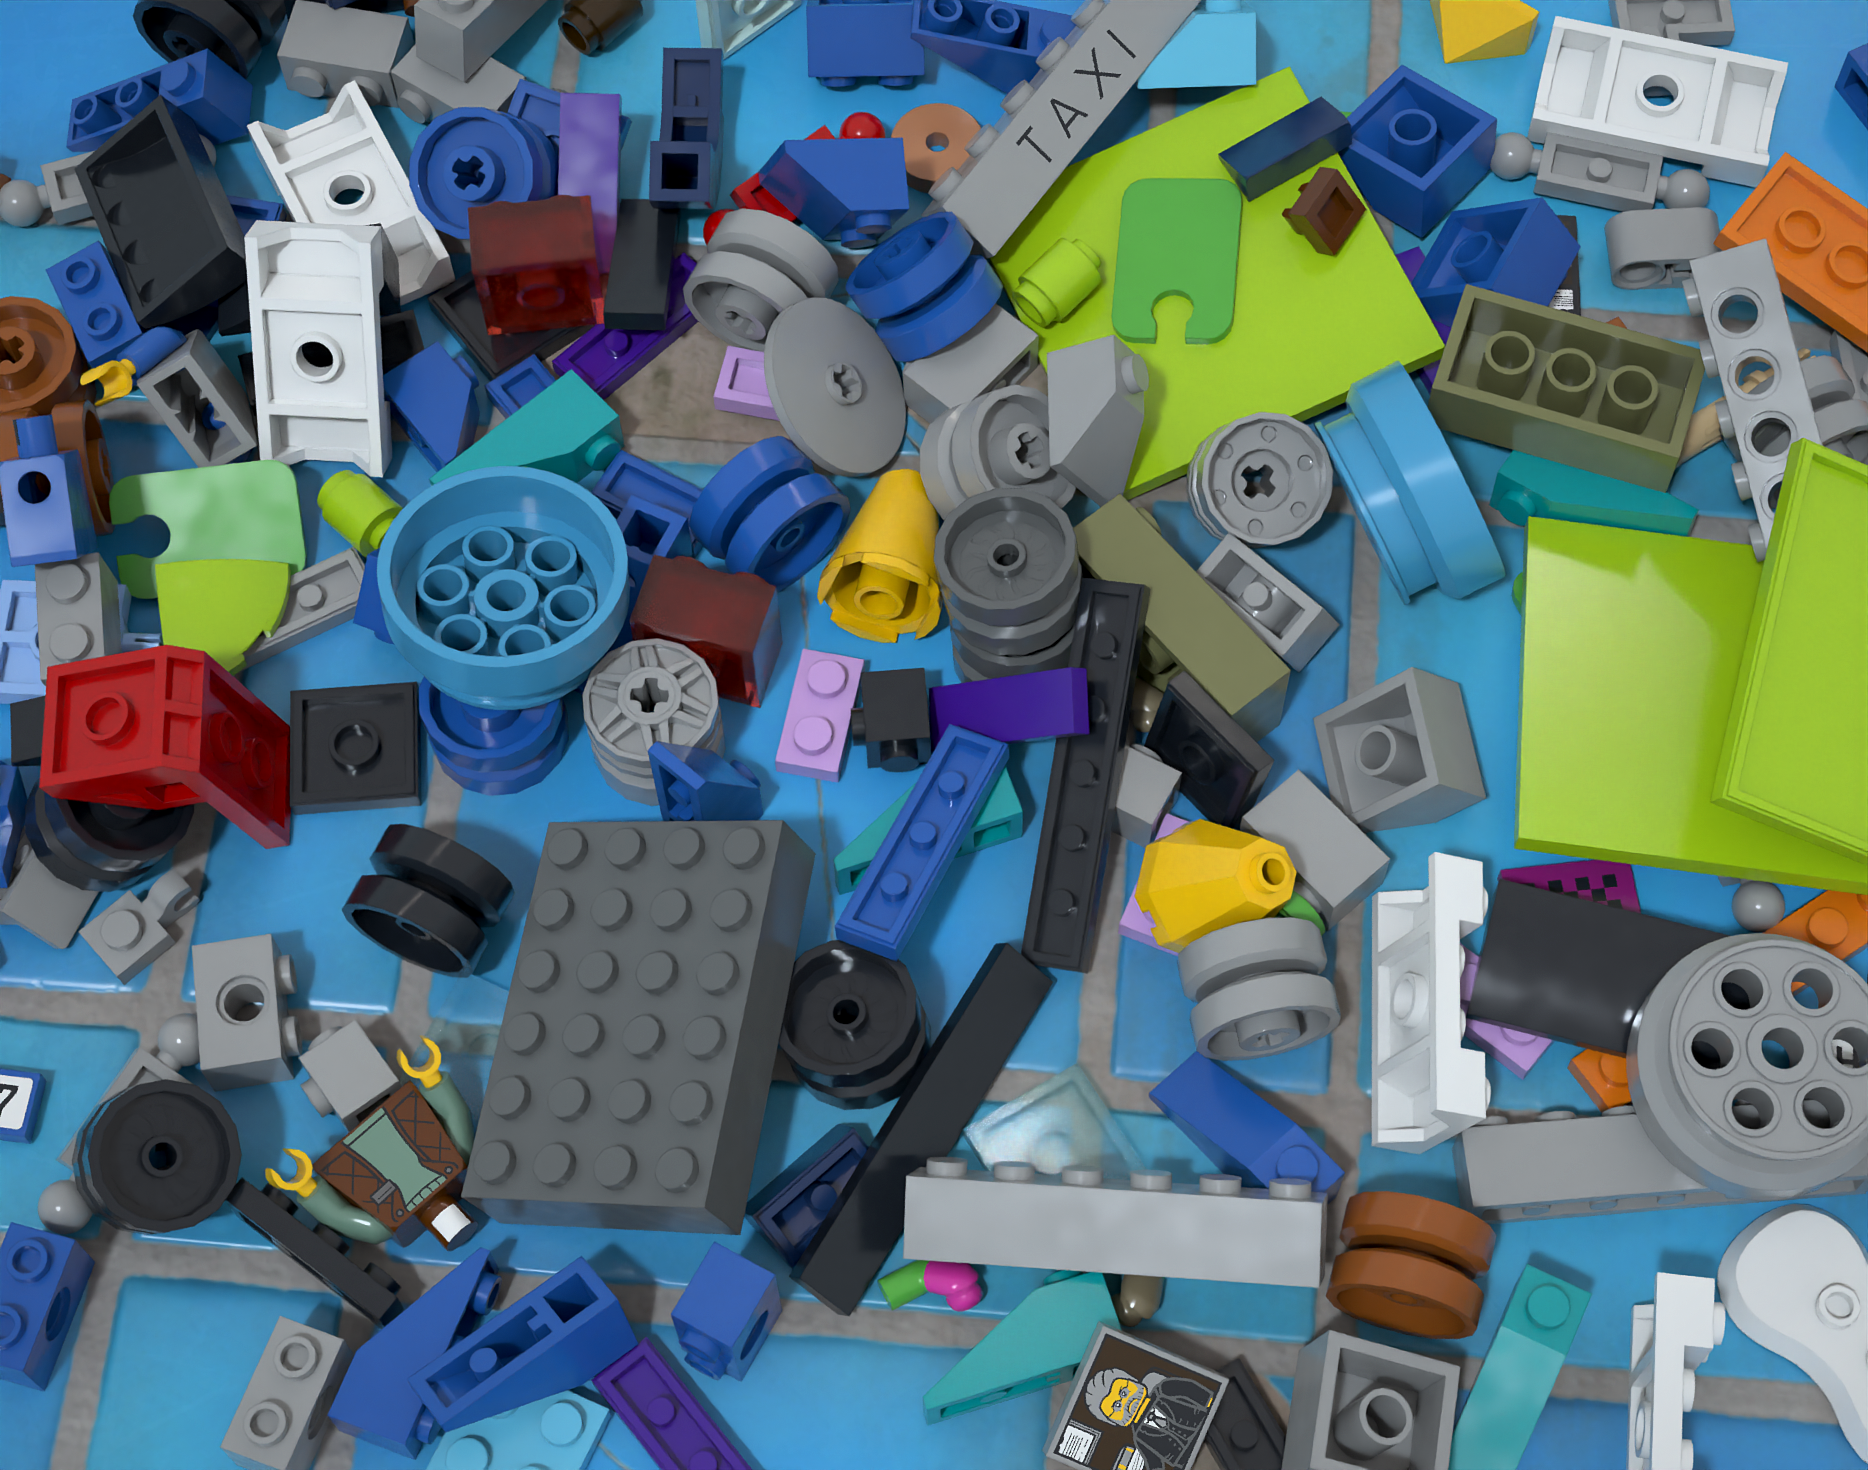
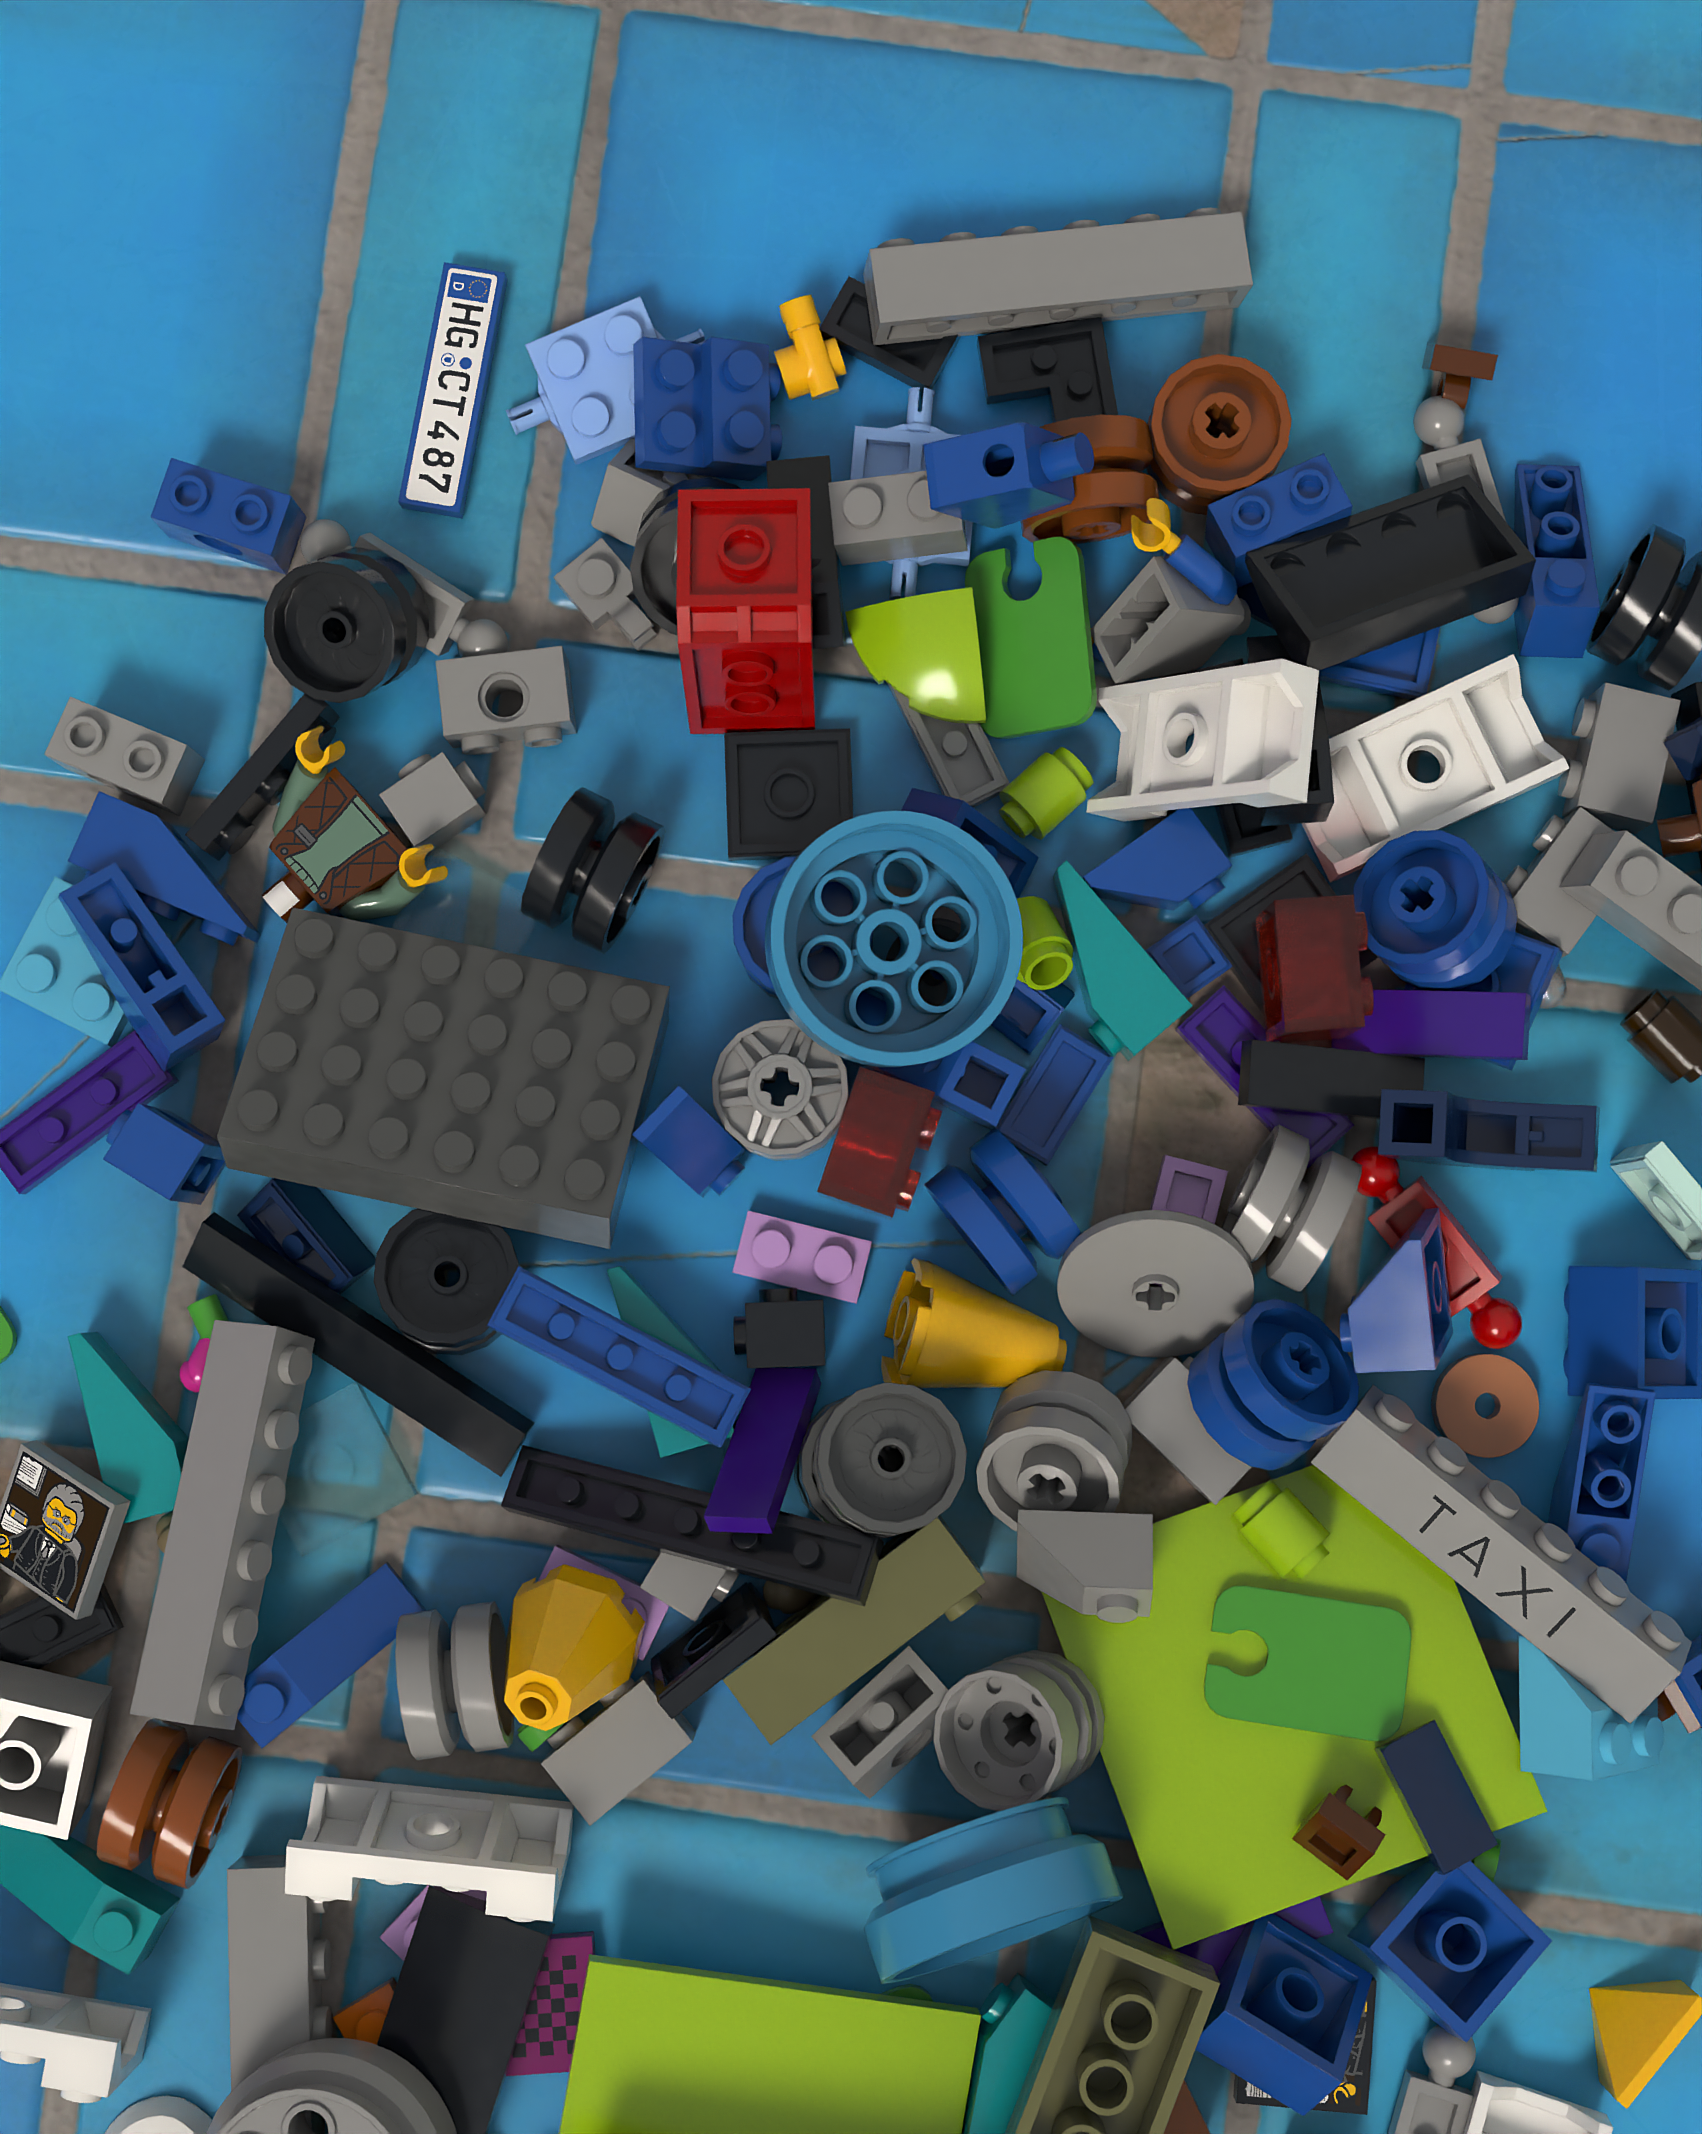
camera: 95 degrees right, 20 degrees up
(1400, 753) = (718, 1846): light grey slope -> none

